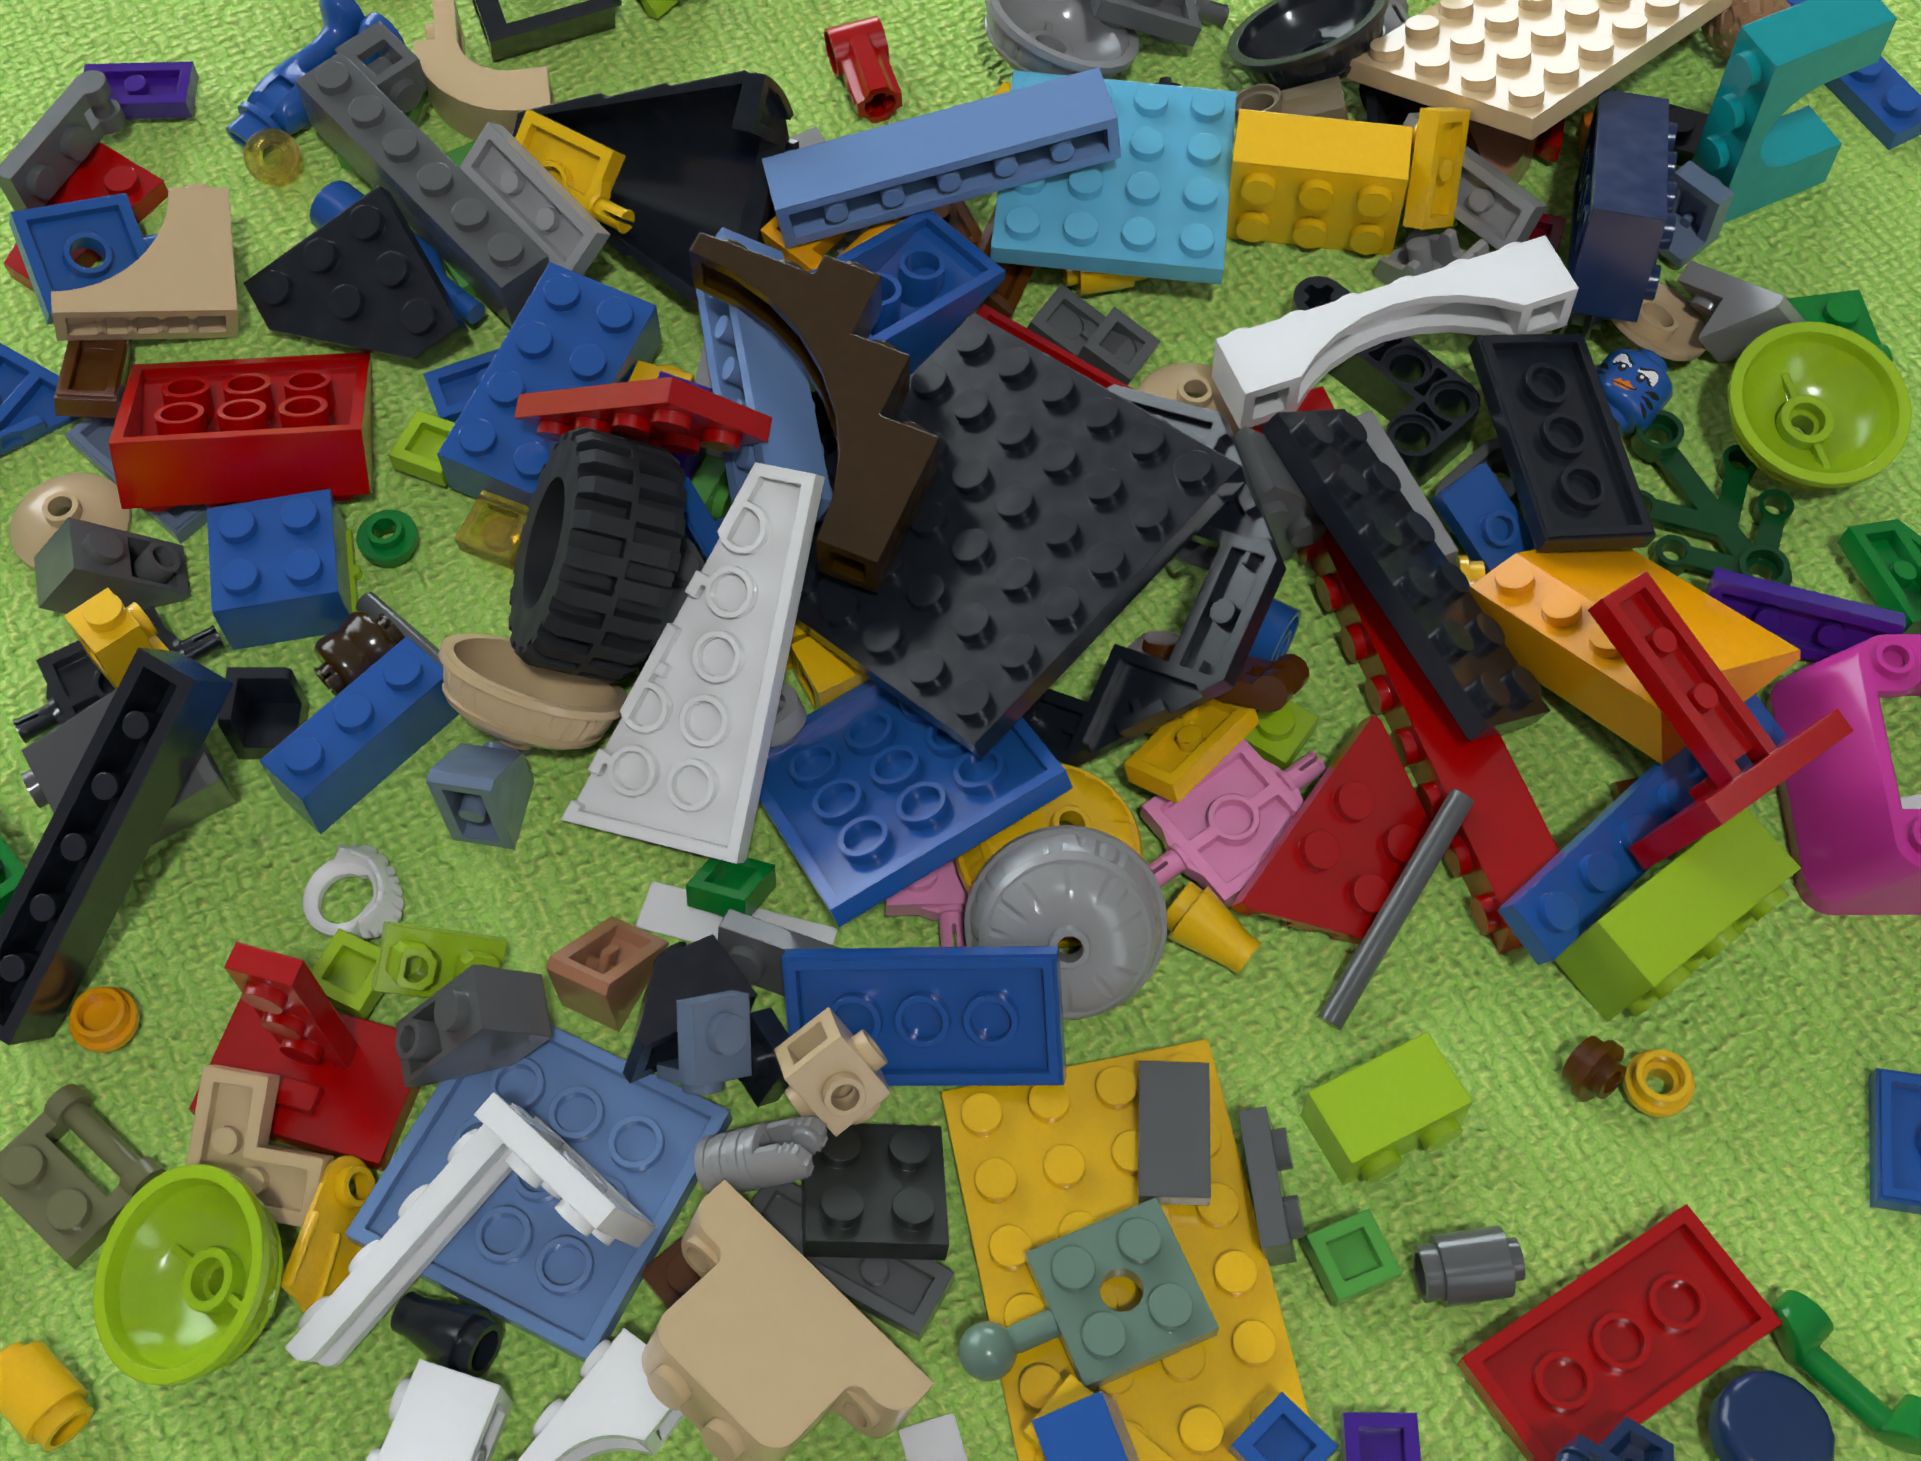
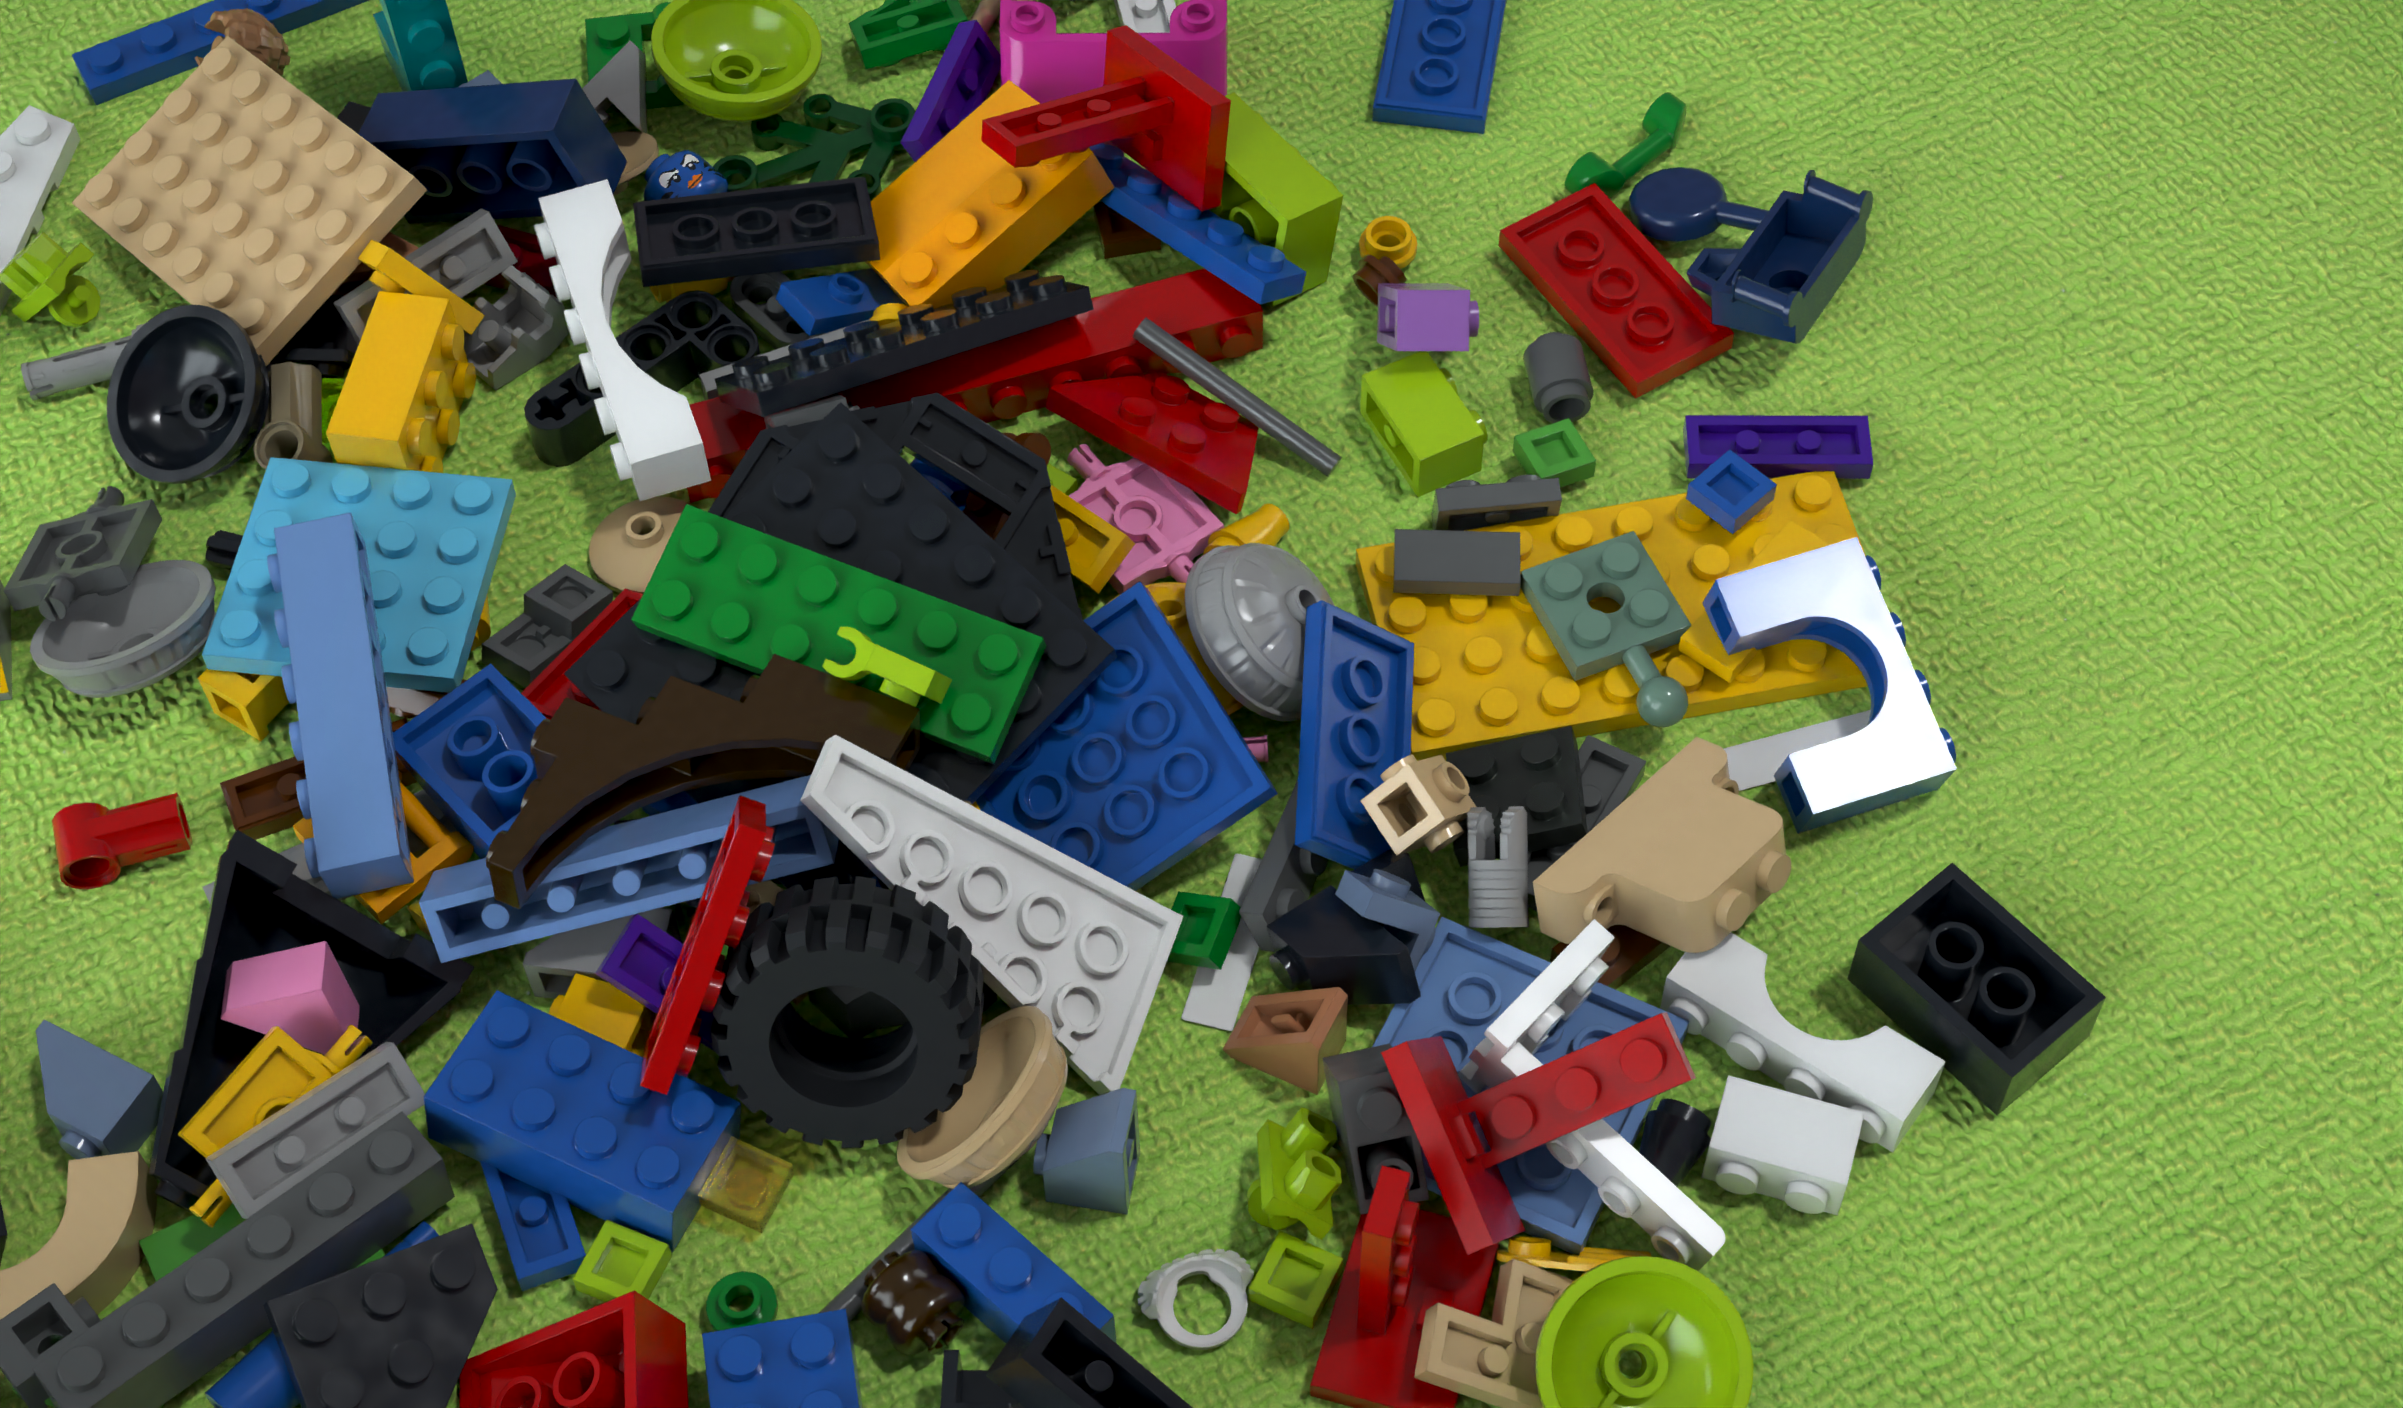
camera: 90 degrees left, 5 degrees down
(405, 1104) = (1522, 1113): none -> red piece
(624, 66) = (95, 1096): none -> sand blue slope
(666, 181) = (293, 990): none -> bright pink slope
(906, 529) = (902, 676): none -> lime plate
(983, 506) = (762, 596): none -> green plate
(1515, 1098) = (1426, 317): none -> medium lavender brick

